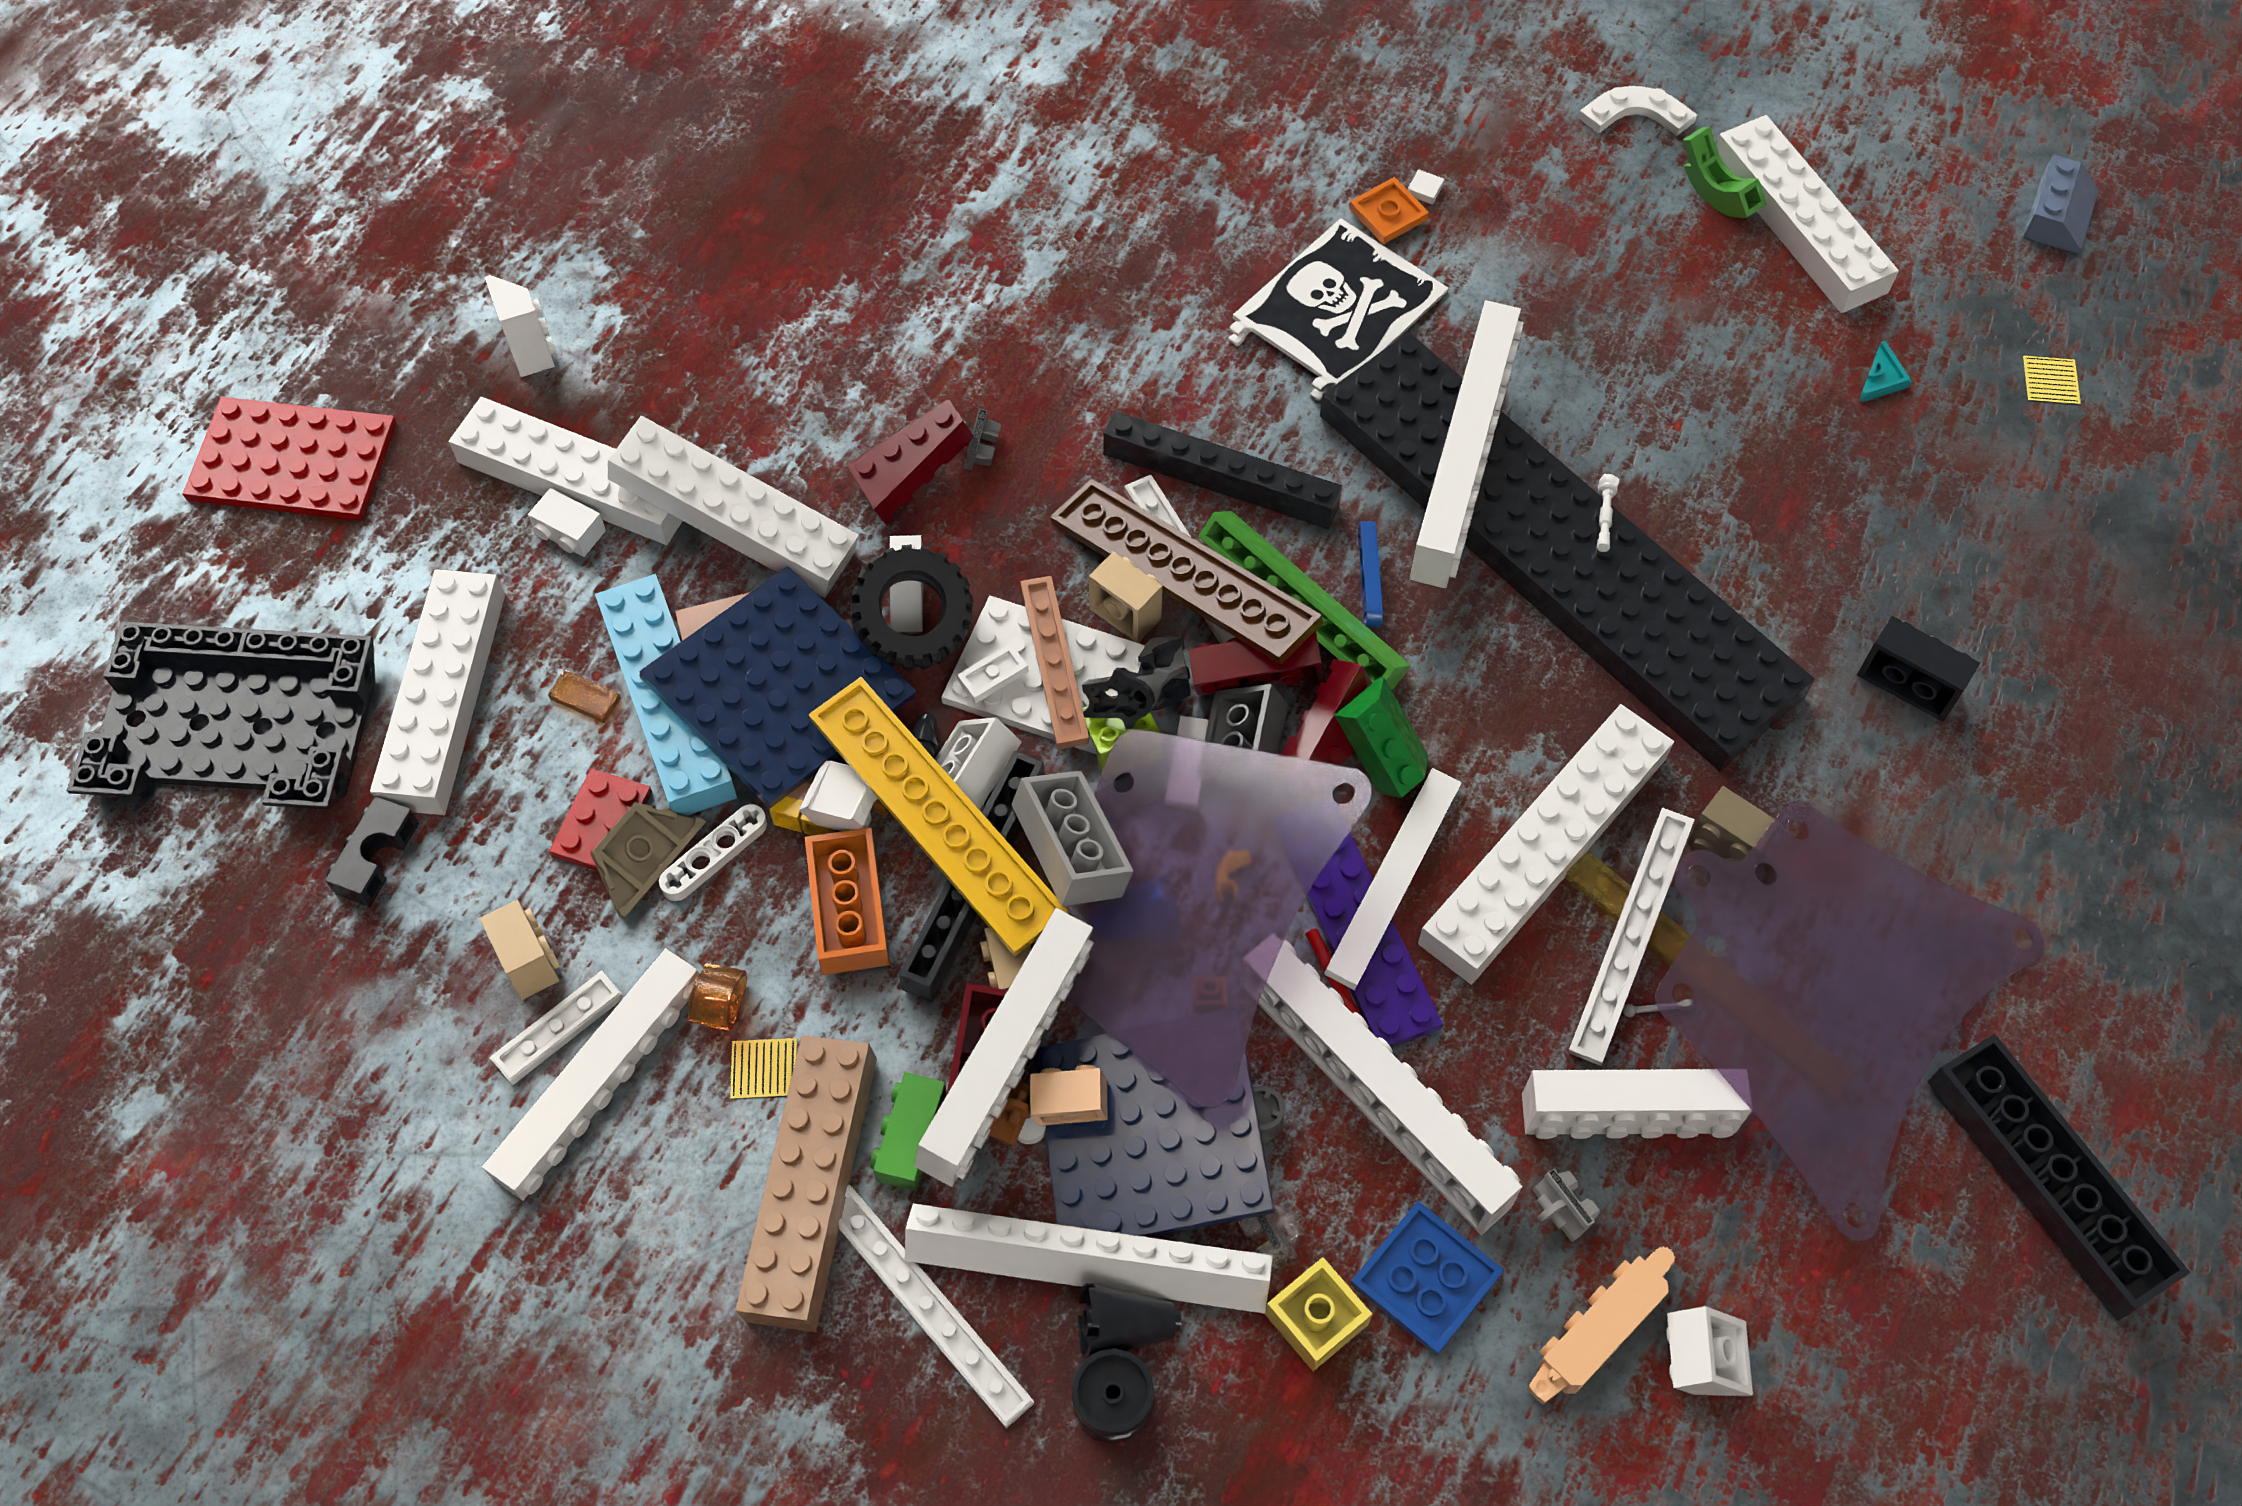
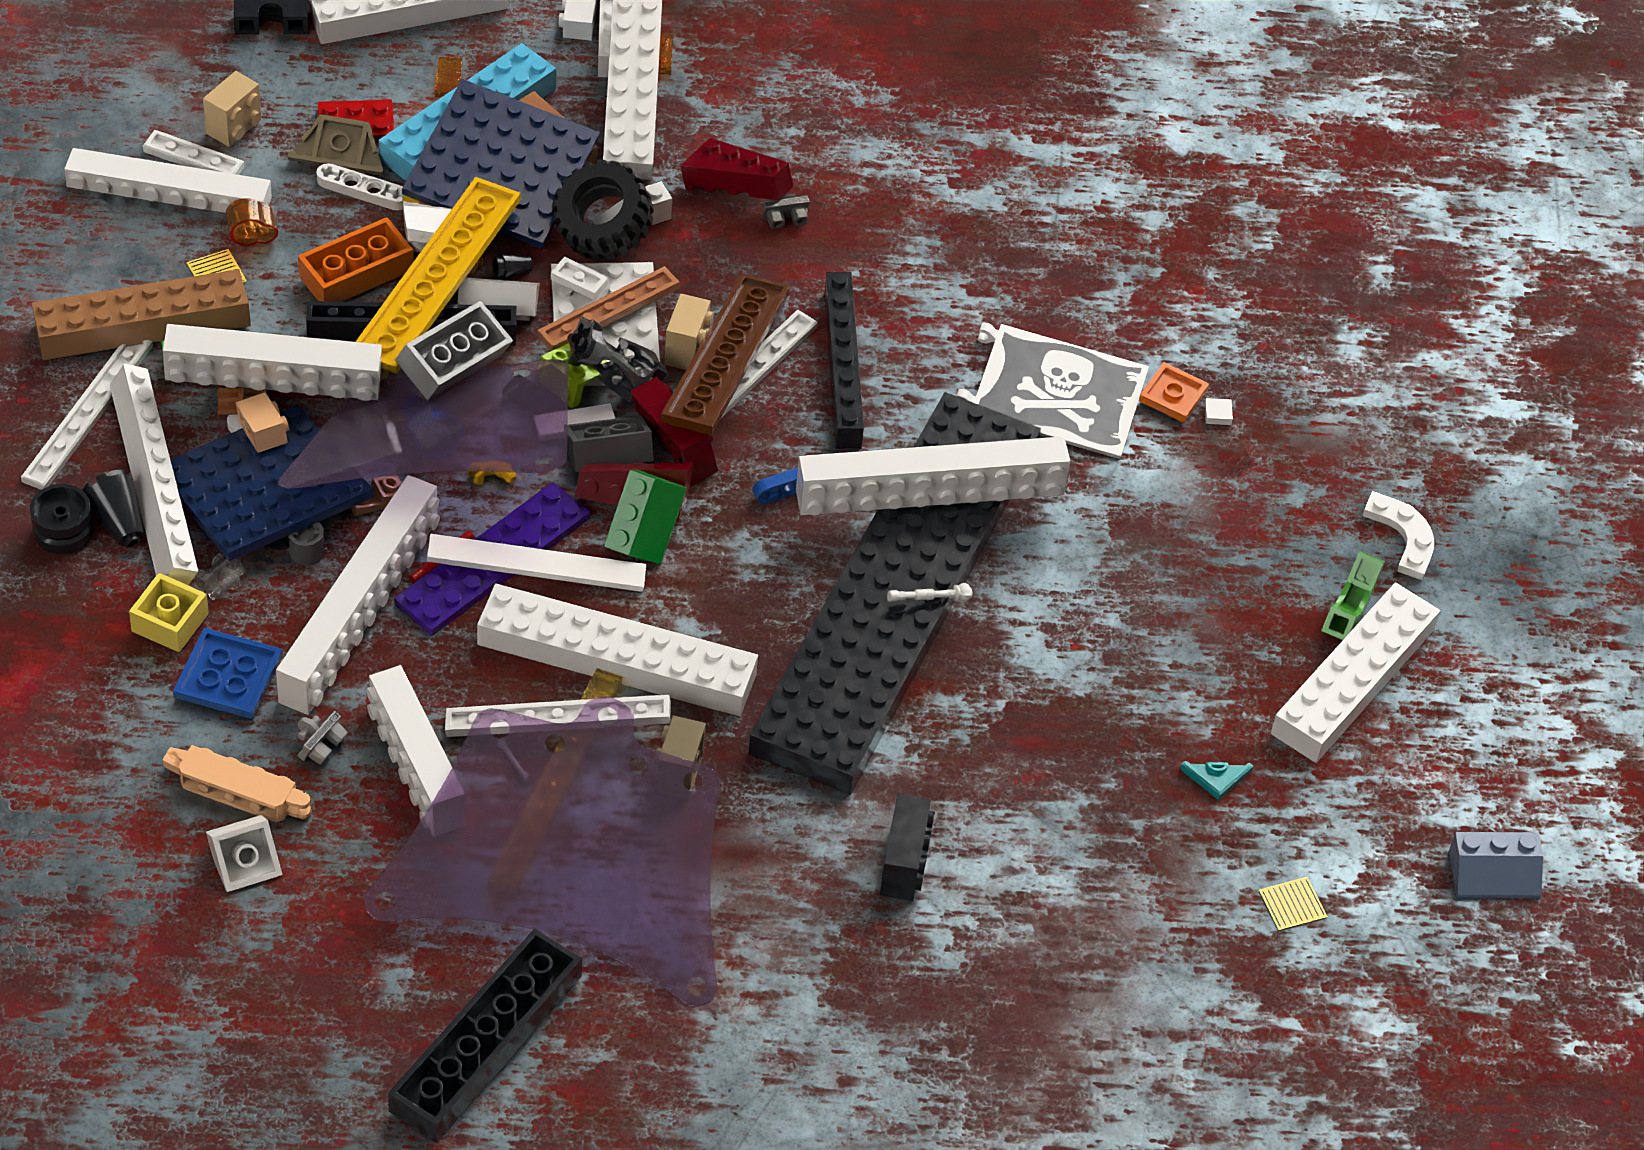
camera: 60 degrees right, 10 degrees down
(1340, 631) = (748, 442): bright green brick -> none

